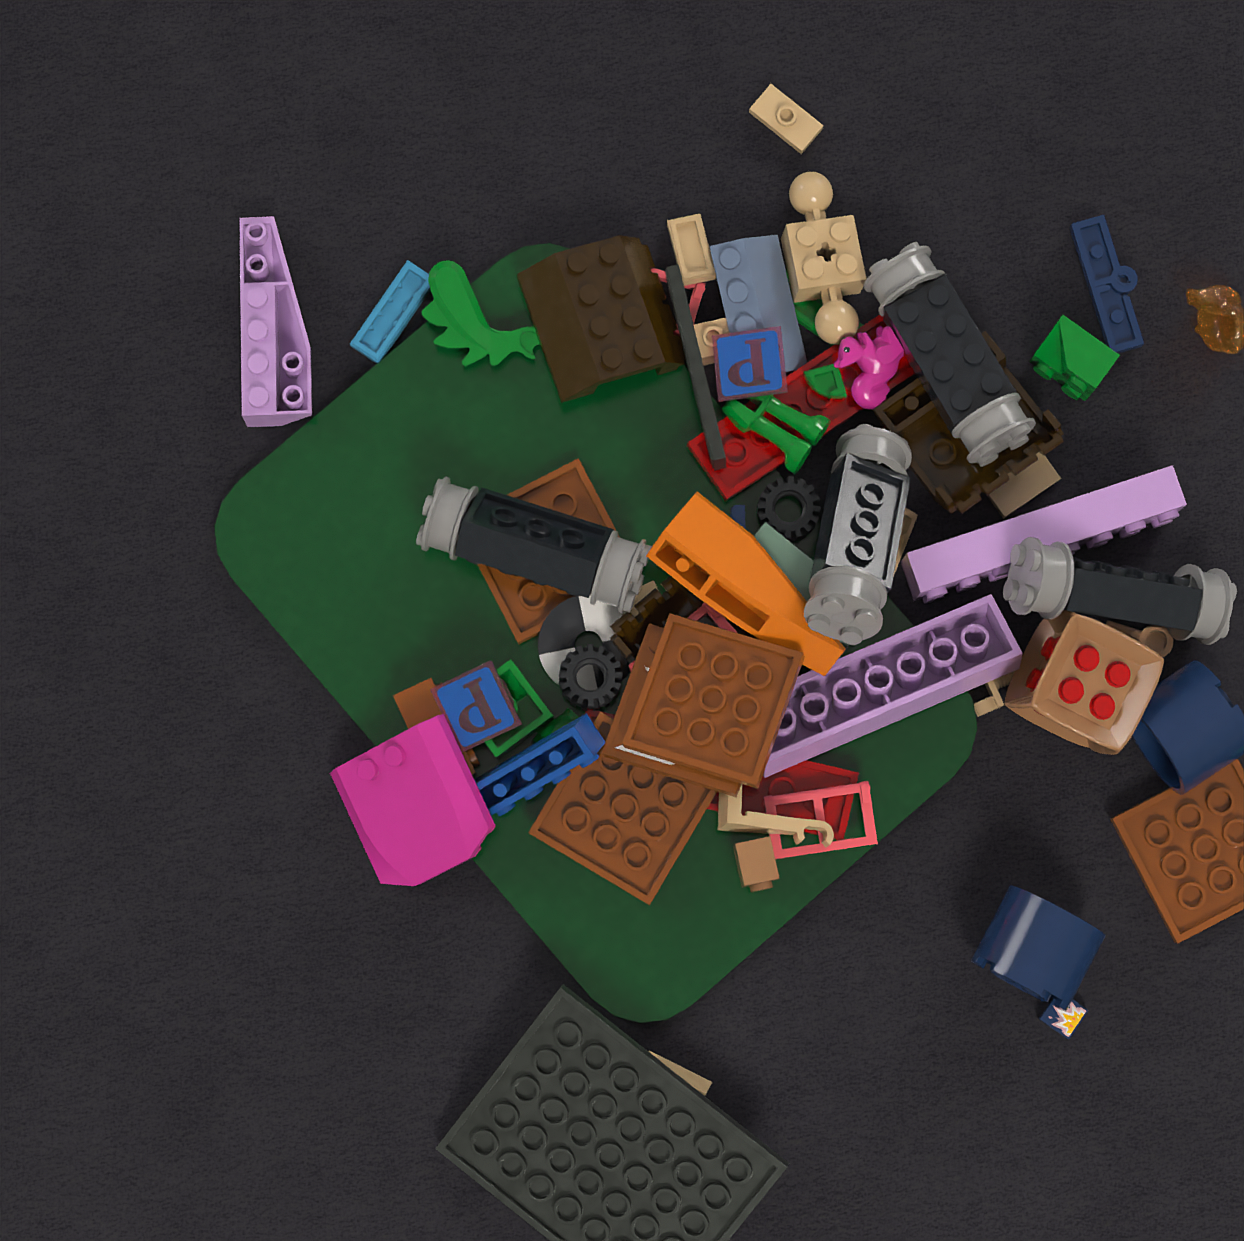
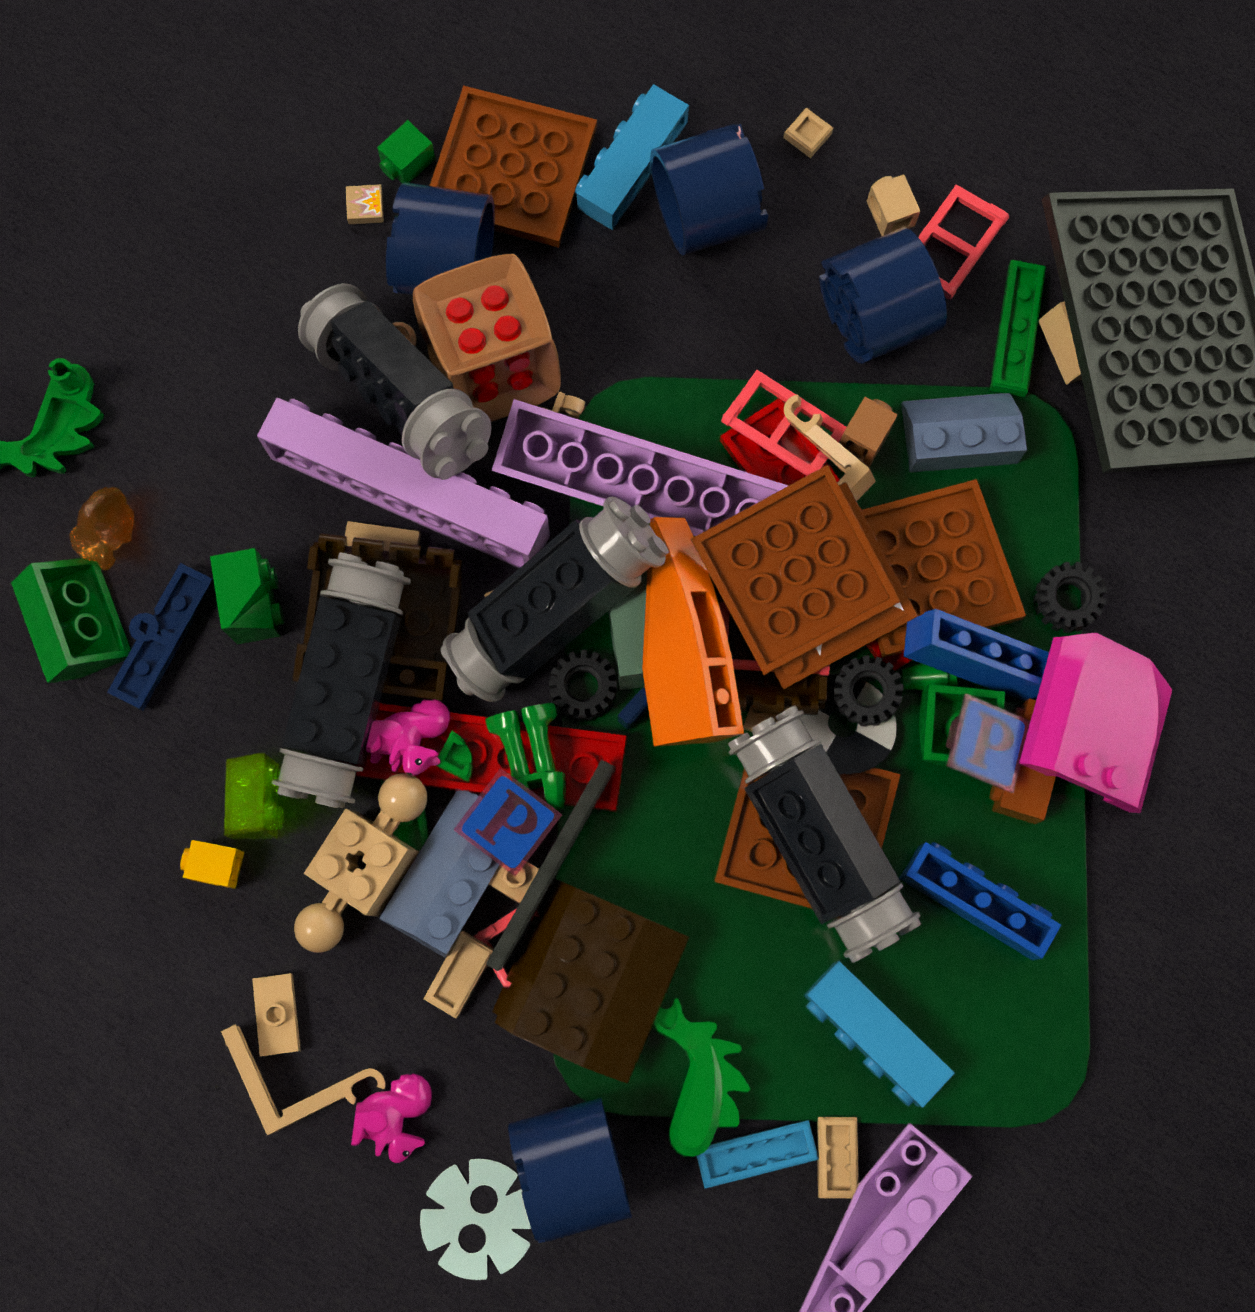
camera: 140 degrees left, 5 degrees down
(338, 357) = (837, 1157): none -> tan plate
(380, 454) = (878, 1034): none -> dark azure brick
(388, 602) = (980, 901): none -> blue brick
(498, 861) = (1085, 582): none -> black tyre
(504, 187) = (568, 1171): none -> dark blue brick
(552, 92) = (445, 1224): none -> light aqua piece
(656, 119) = (383, 1113): none -> dark pink animal
(693, 938) = (963, 432): none -> sand blue slope
(721, 1062) = (1017, 328): none -> green tile
(742, 59) = (262, 1099): none -> tan hinge
(804, 1094) = (973, 253): none -> coral window
(838, 980) = (883, 294): none -> dark blue brick
(898, 1076) = (893, 204): none -> tan brick
(921, 170) = (211, 864): none -> yellow brick
(936, 227) = (251, 798): none -> clear neon green slope
(1014, 1082) = (808, 132): none -> tan tile
(1125, 948) = (626, 163): none -> dark azure brick
(1178, 240) = (70, 618): none -> green slope

